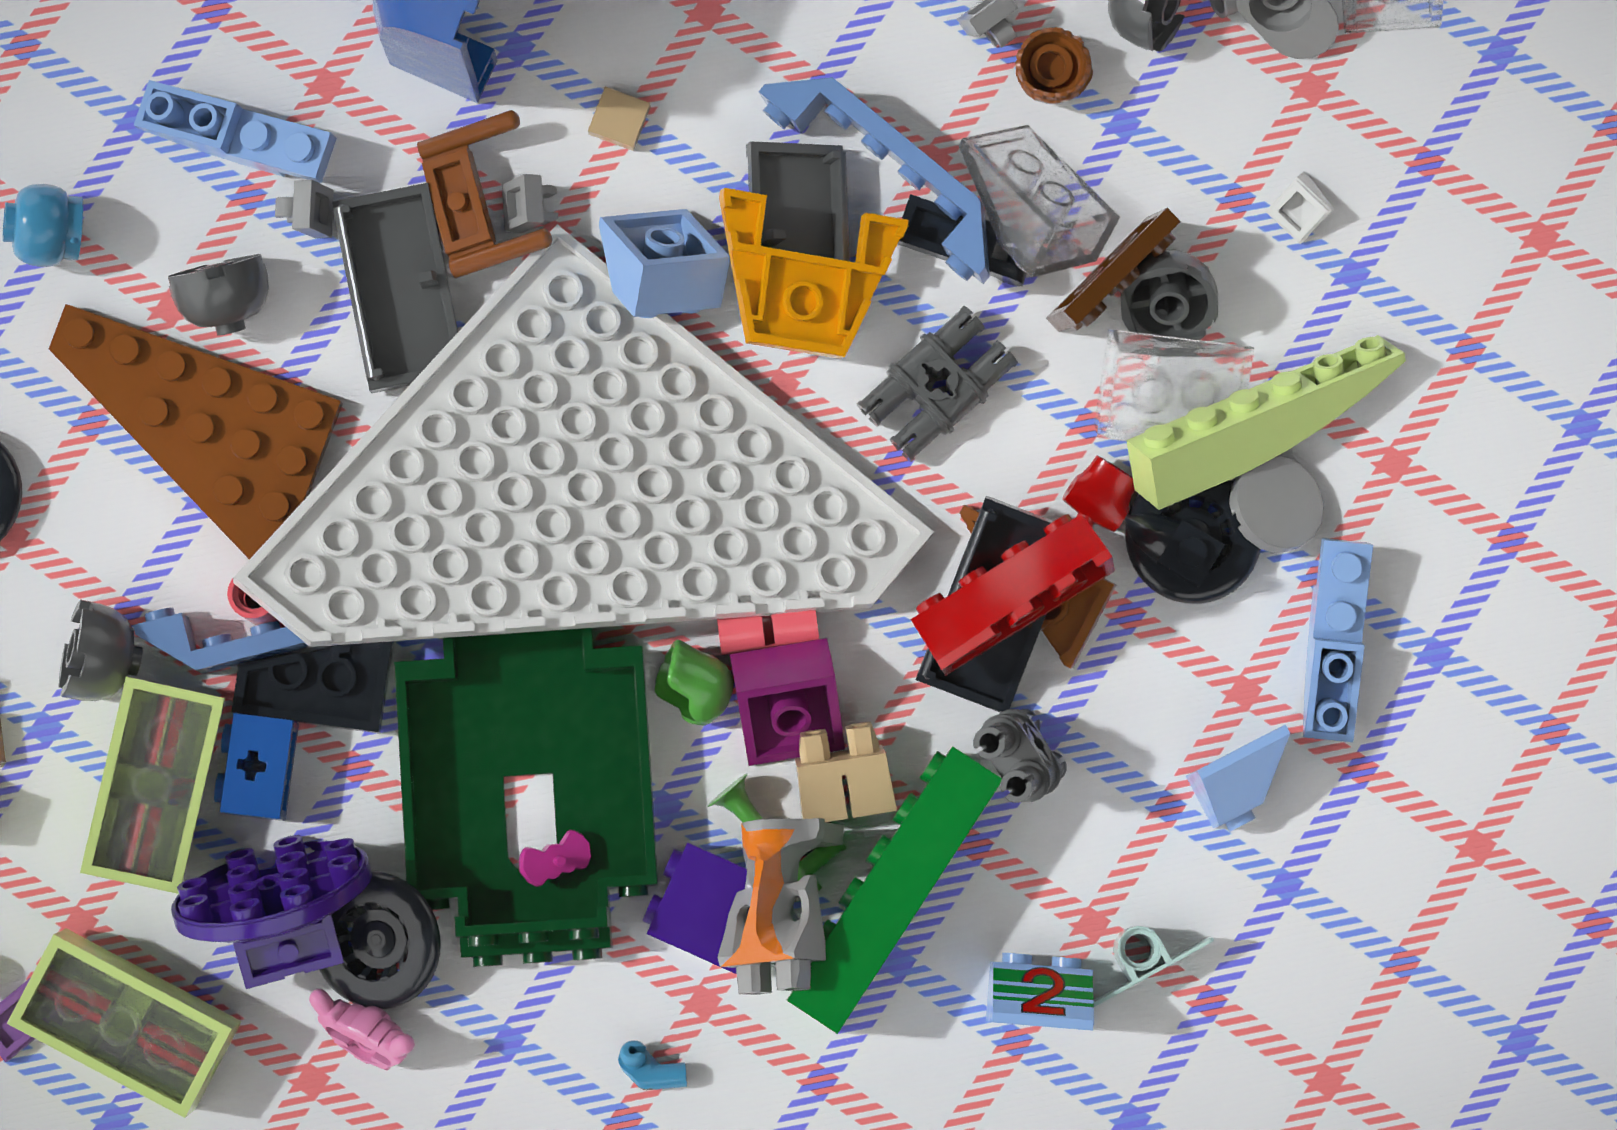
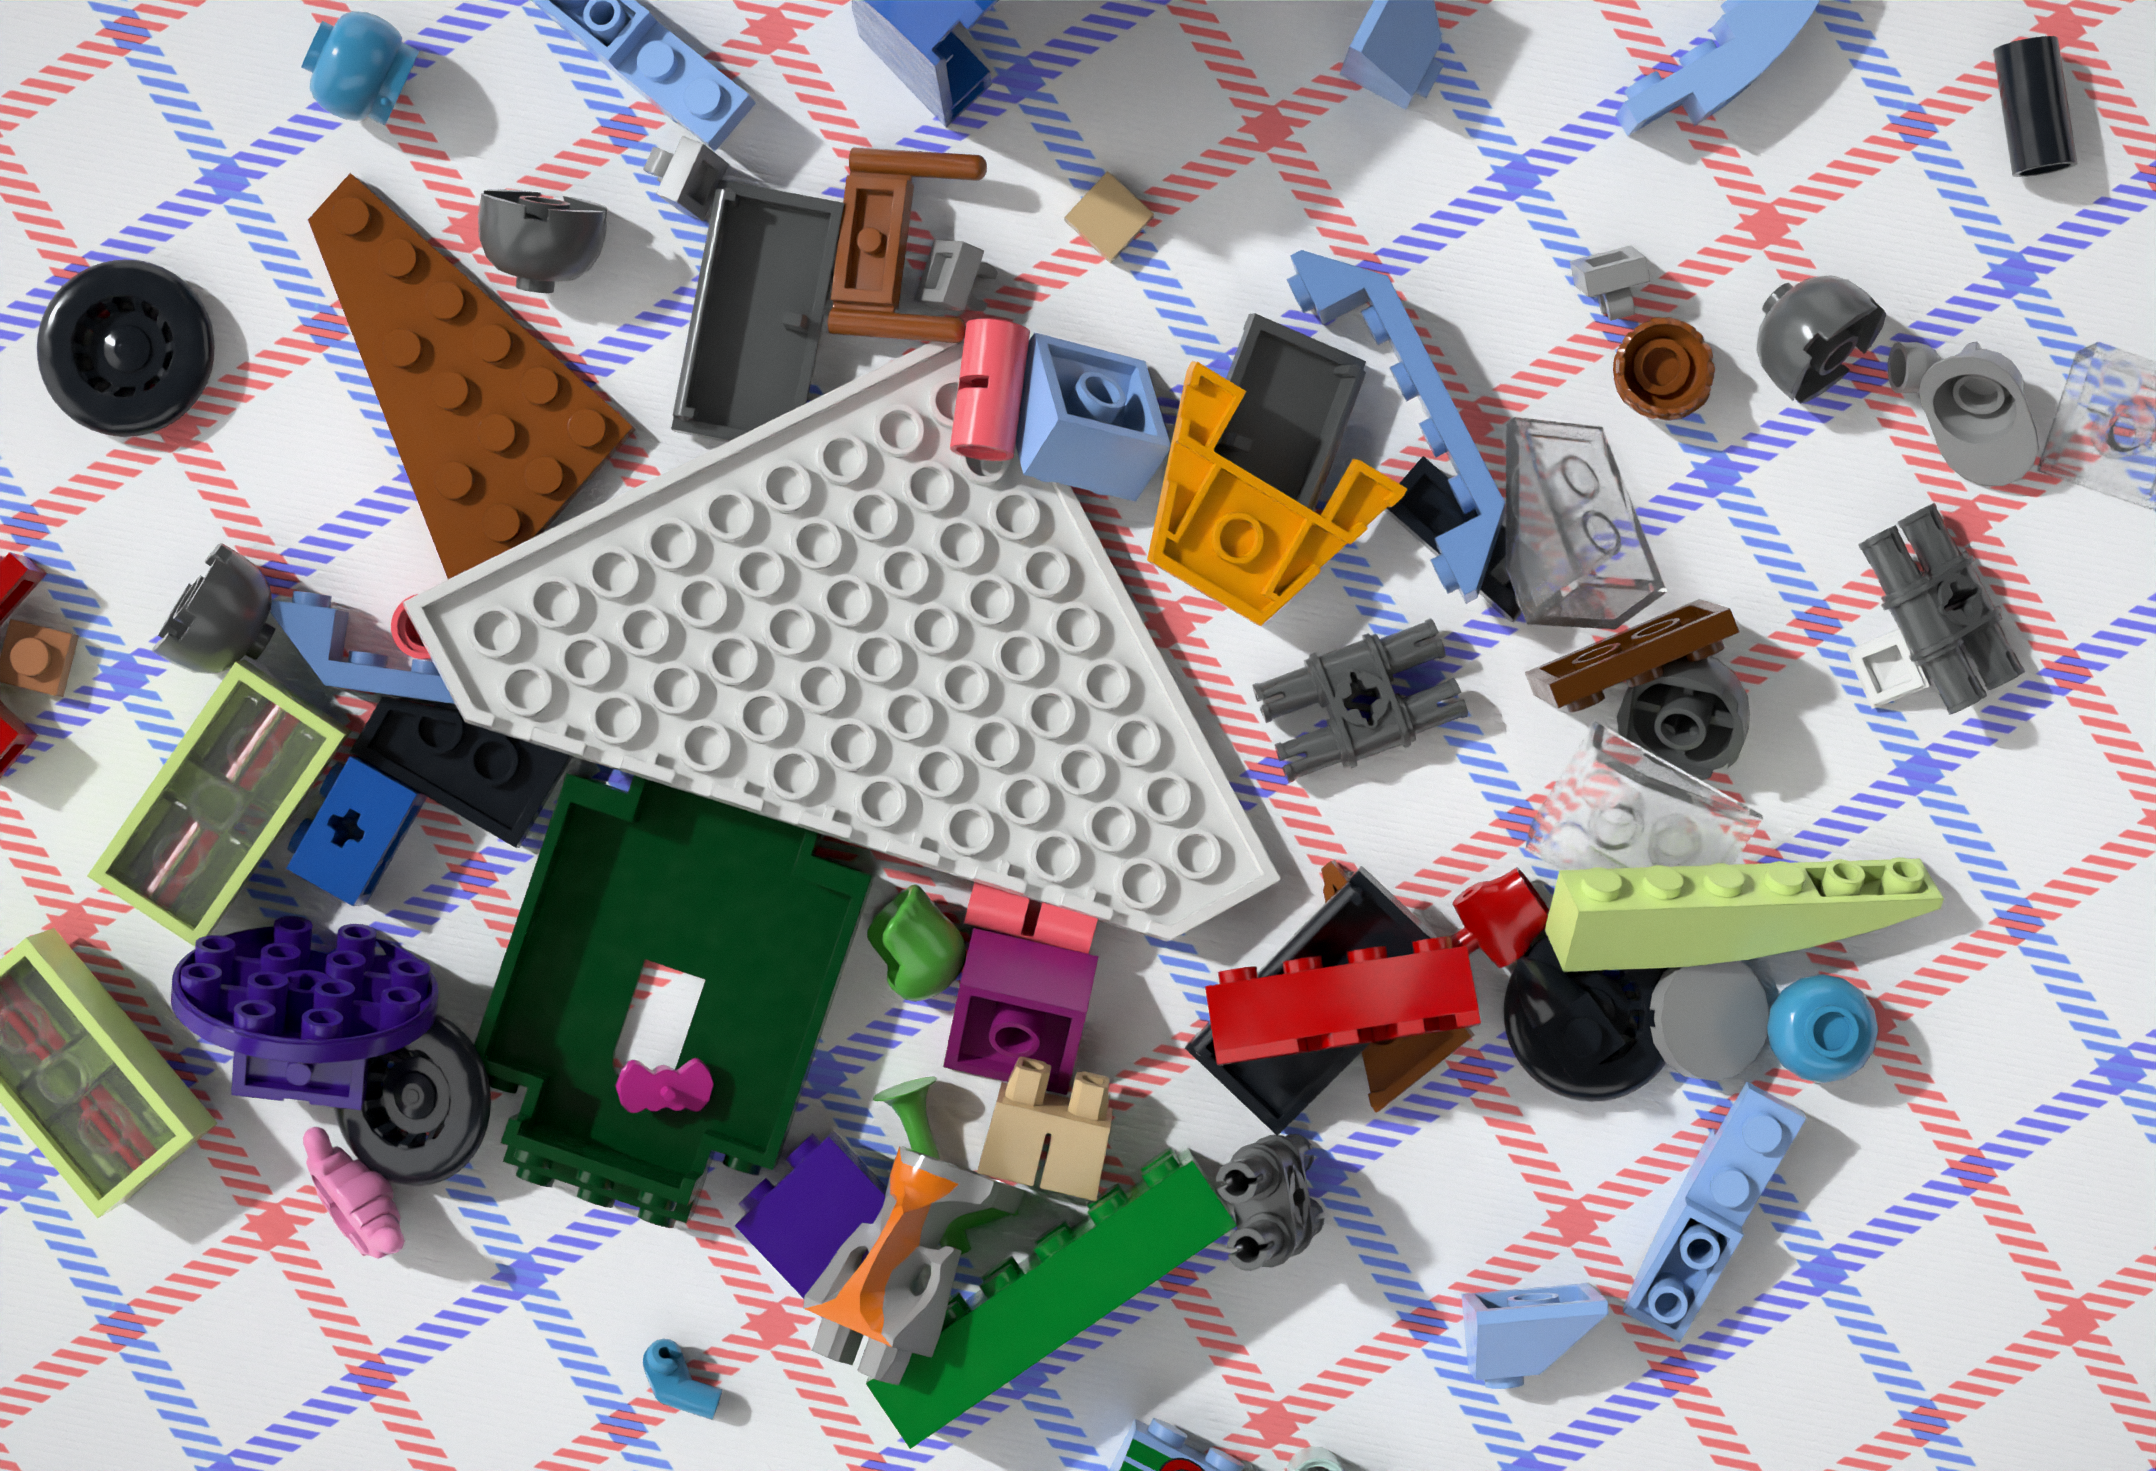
camera: 25 degrees right, 5 degrees up
(585, 269) = (990, 389): none -> coral pin
(1317, 152) = (1941, 608): none -> dark grey pin
(1358, 479) = (1822, 1028): none -> dark azure piece

